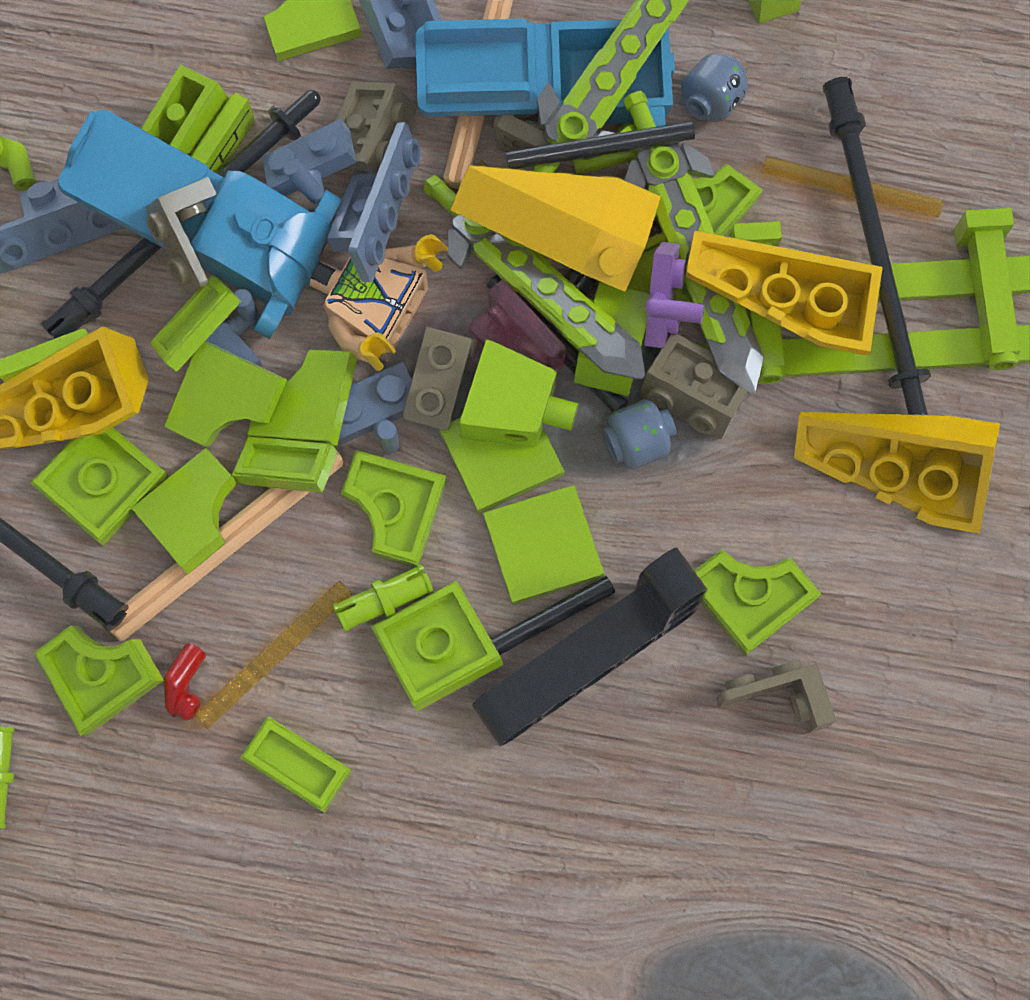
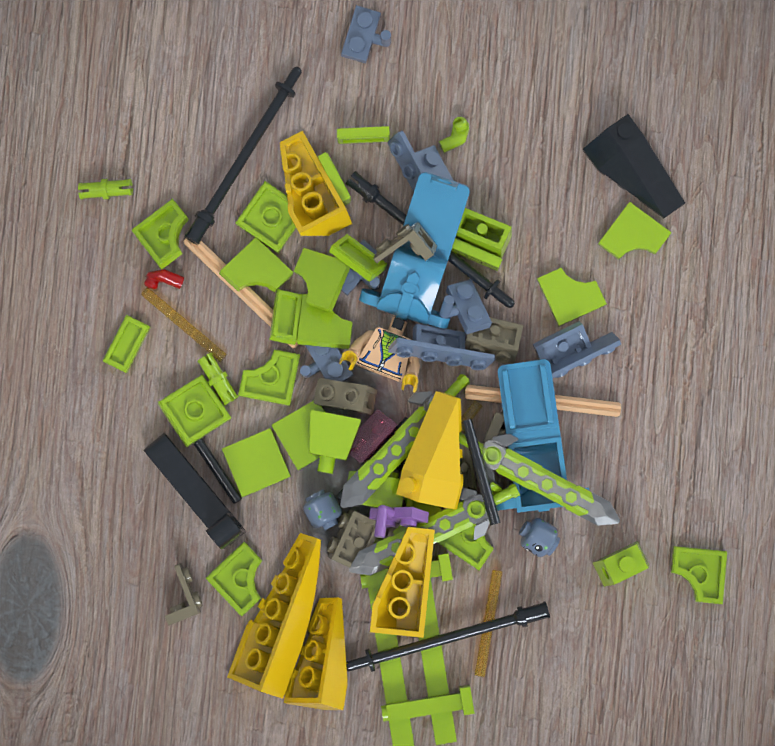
camera: 85 degrees right, 10 degrees up
(844, 527) = (278, 631): none -> yellow wedge

